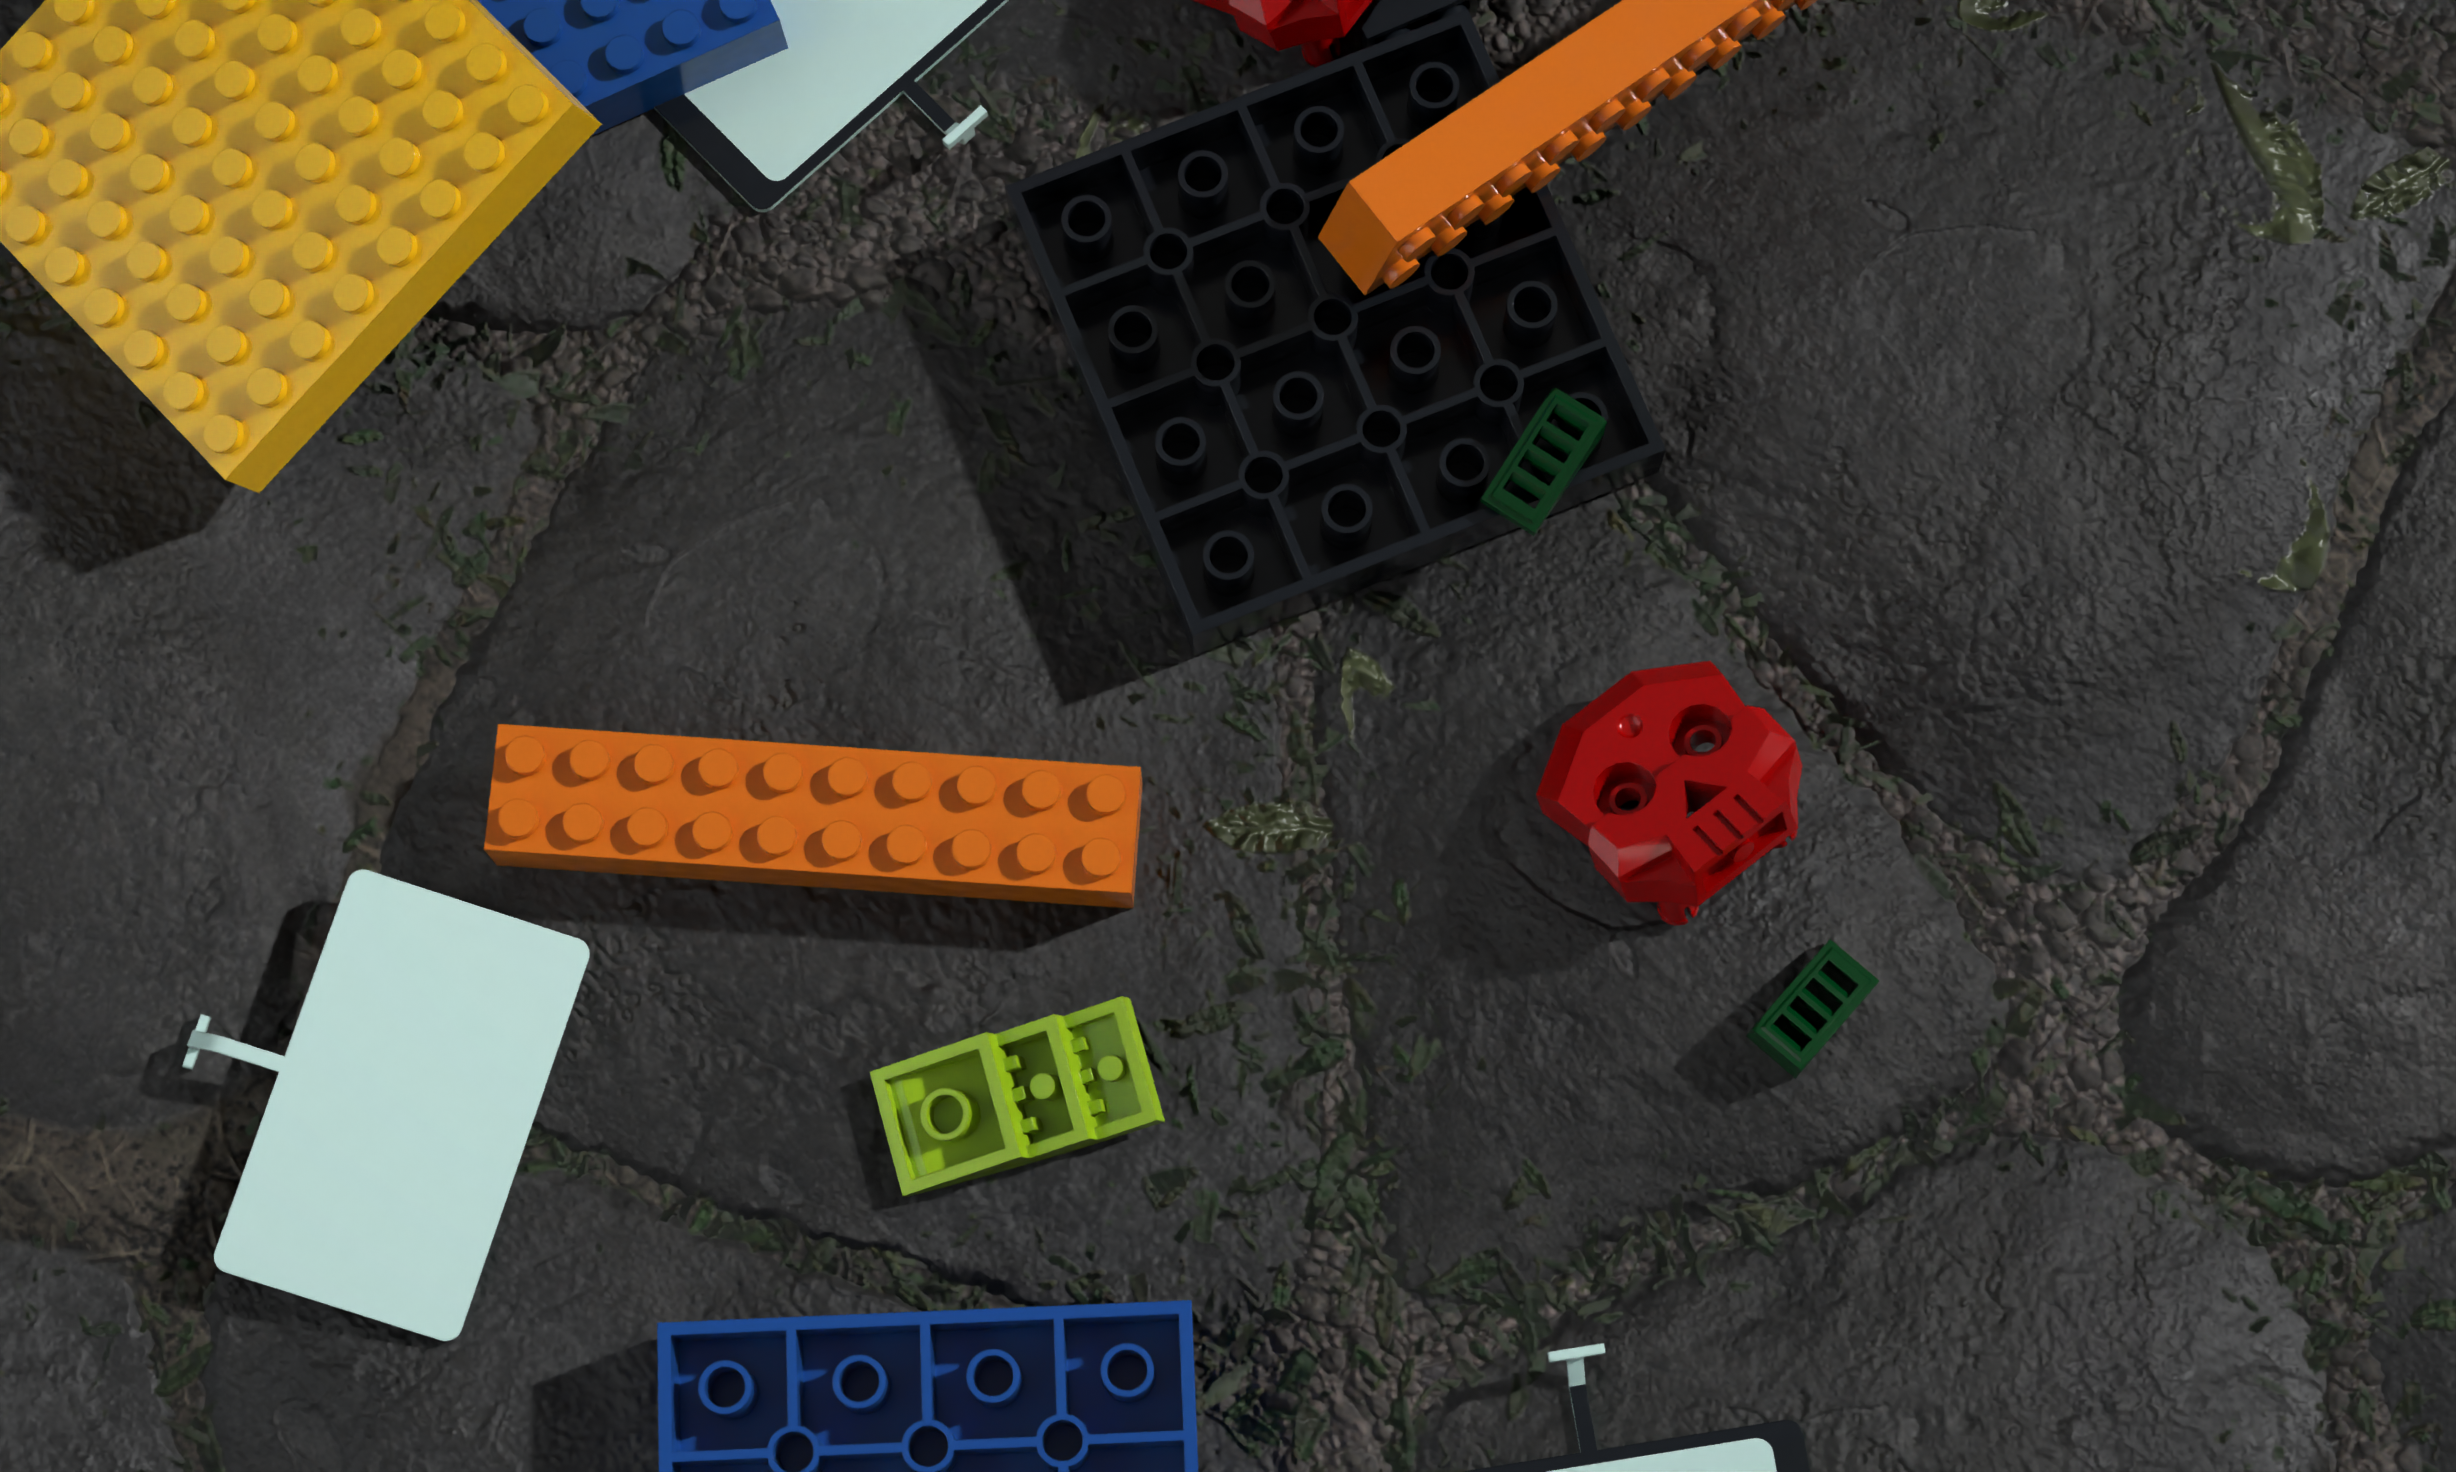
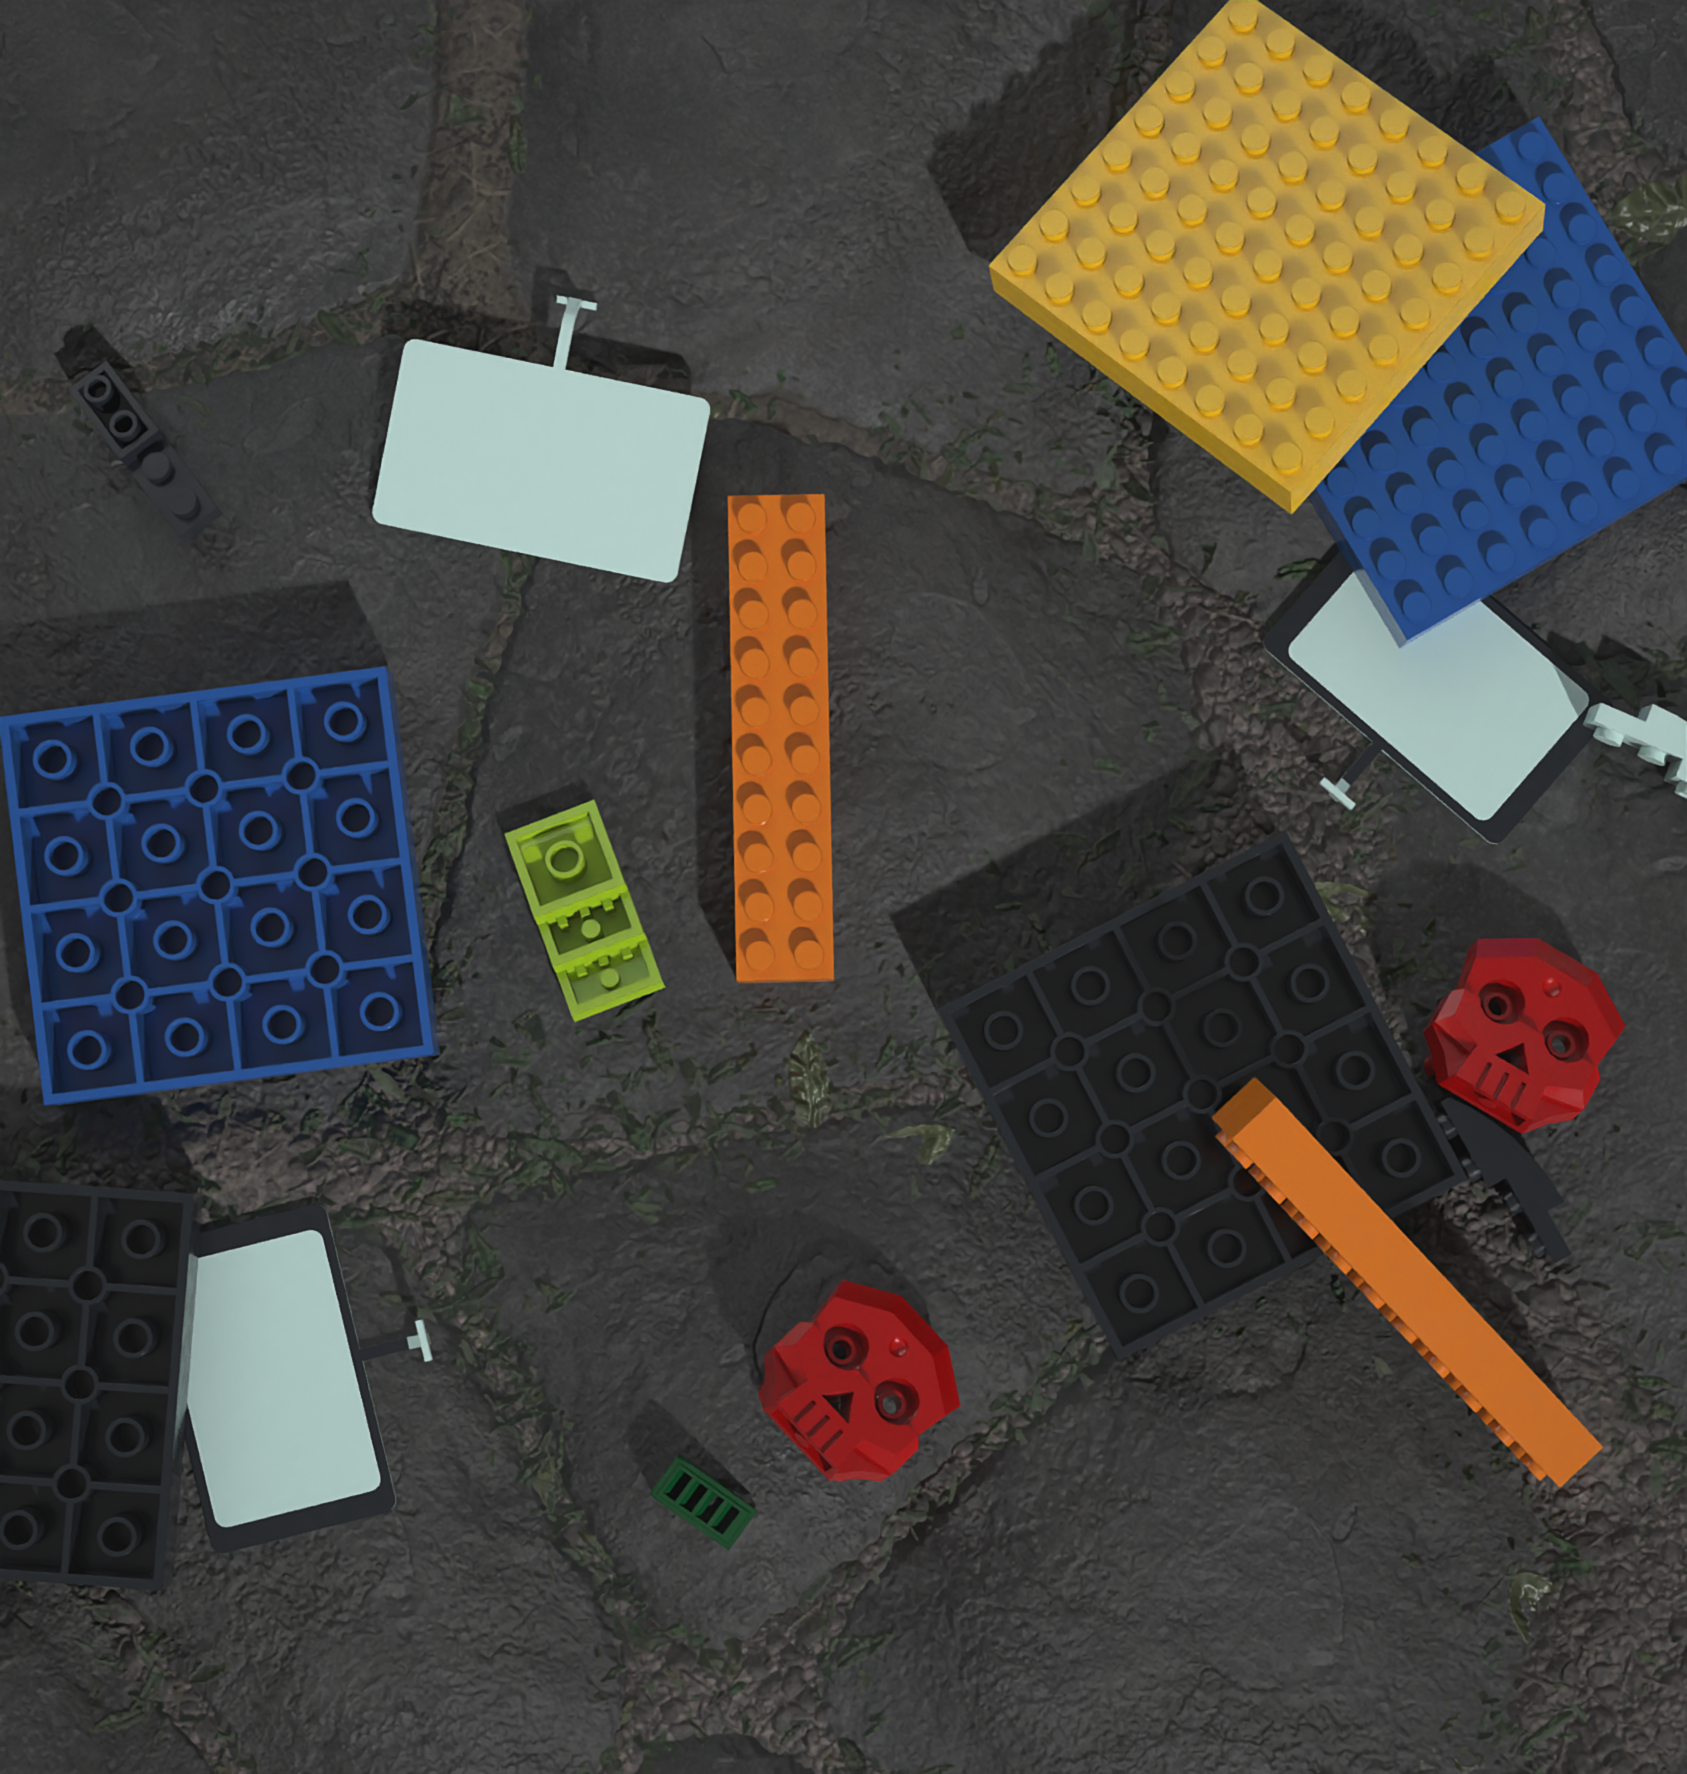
camera: 85 degrees right, 10 degrees up
(1570, 414) = (1130, 1290): dark green slope -> none

